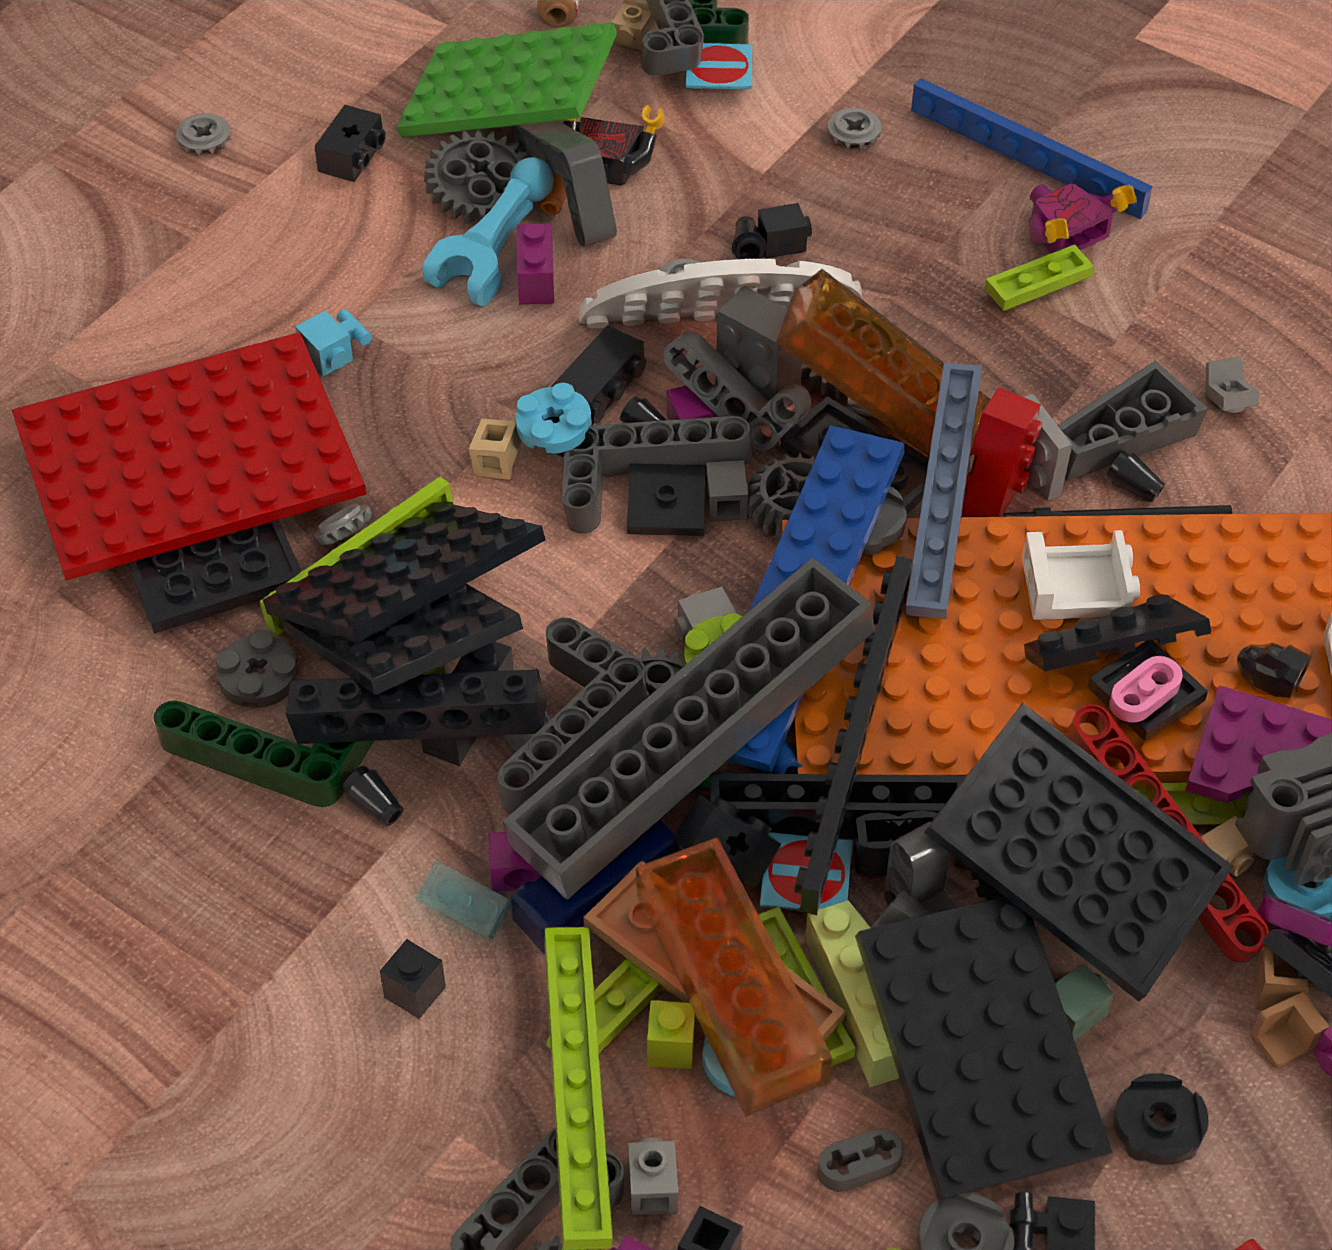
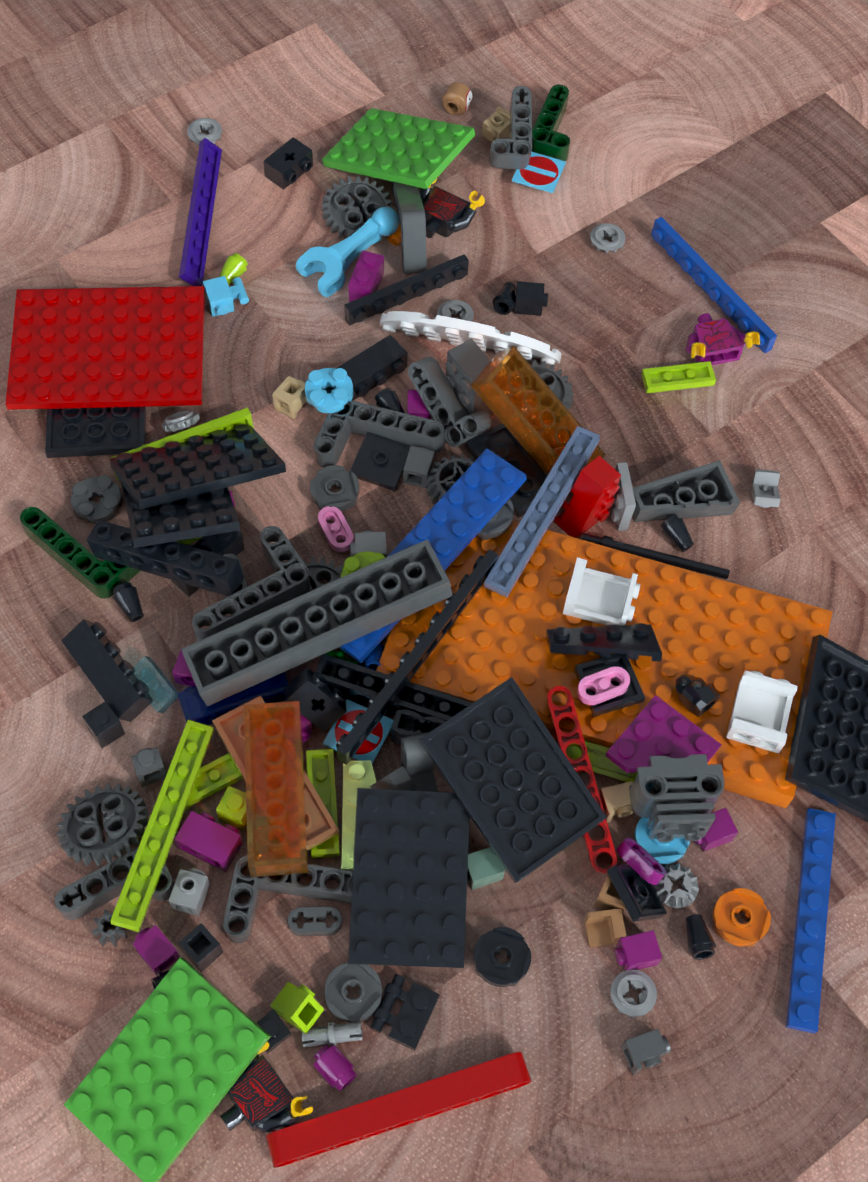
camera: 15 degrees right, 10 degrees up
(247, 241) = (200, 213): none -> dark purple plate
(330, 296) = (234, 267): none -> lime cone
(384, 898) = (108, 670): none -> black brick
(450, 1141) = (123, 821): none -> dark grey gear
(506, 1009) = (147, 762): none -> dark grey brick
(599, 265) = (406, 289): none -> black plate
(615, 573) = (330, 476): none -> dark grey plate
(645, 609) = (336, 531): none -> bright pink plate
(649, 1094) = (209, 840): none -> magenta brick
(799, 1120) = (287, 885): none -> dark grey beam

